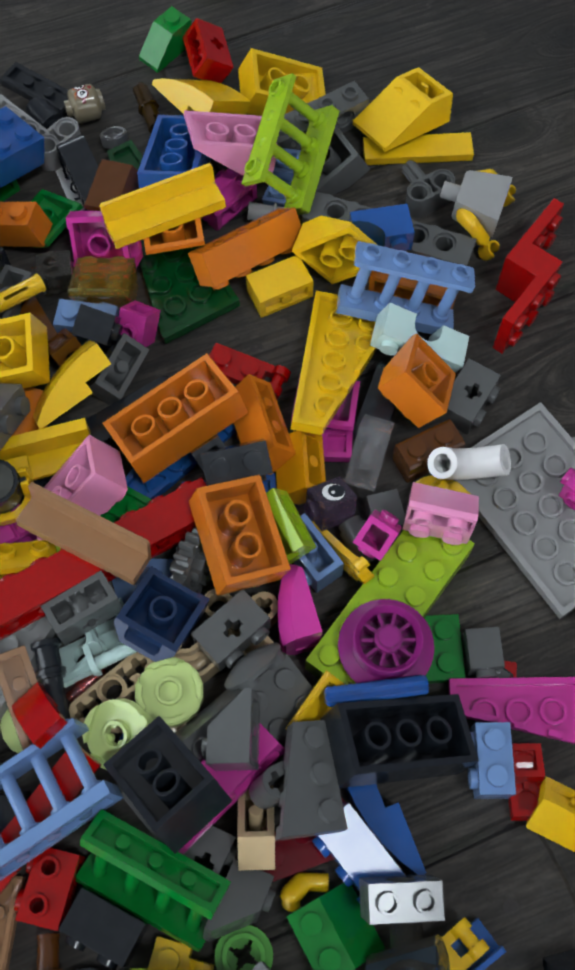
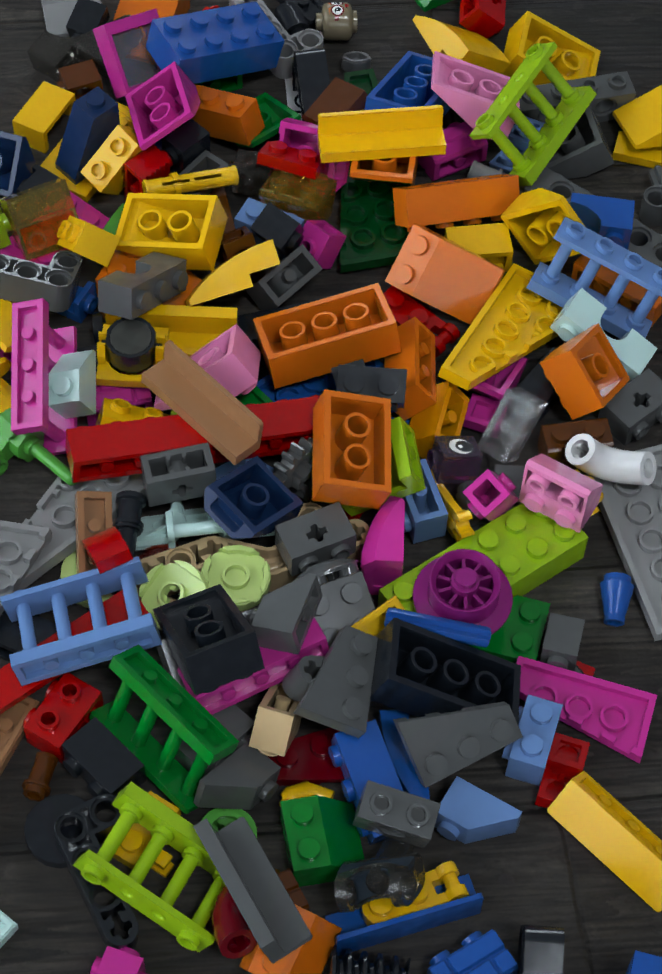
camera: 15 degrees right, 10 degrees down
(86, 252) = (291, 160): none -> red plate
(147, 106) = (401, 40): dark brown axle -> none
(260, 322) = (444, 274): none -> orange slope
(427, 804) = (456, 739): none -> dark grey wing
(461, 856) = (474, 814): none -> medium blue slope
(513, 589) = (616, 595): none -> blue cone

